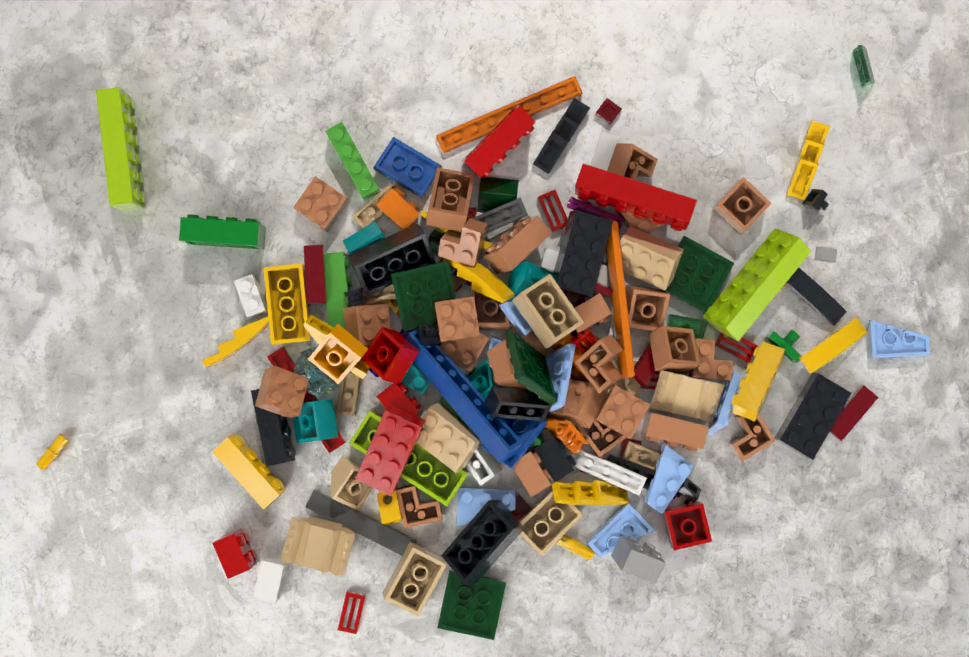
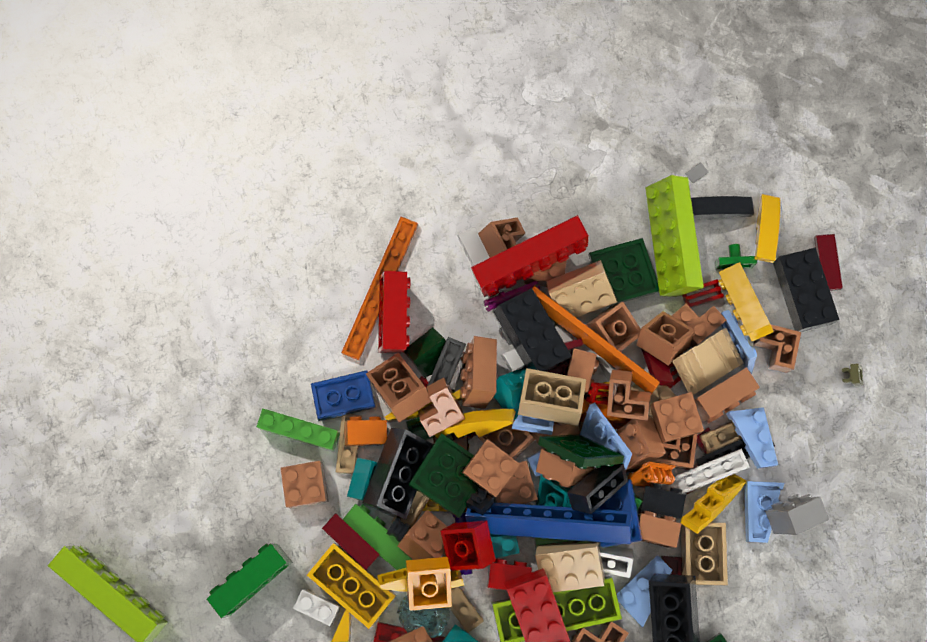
camera: 40 degrees left, 10 degrees down
(547, 195) = (479, 316): red tile -> none
(561, 135) = (432, 266): black slope -> none
(576, 547) = (743, 553): yellow axle -> none
(608, 111) = (448, 218): dark red tile -> none
(687, 525) = (803, 455): red brick -> none
(689, 490) = (779, 428): black tile -> none
(698, 325) = (651, 312): clear green slope -> none
(742, 205) = (607, 193): nougat brick -> none
(784, 509) = (856, 375): none -> olive tile
(807, 160) = (619, 122): yellow slope -> none
(816, 200) = (652, 142): black tile -> none
(863, 65) = (590, 26): clear green slope -> none
(896, 342) = (805, 186): light blue wing -> none

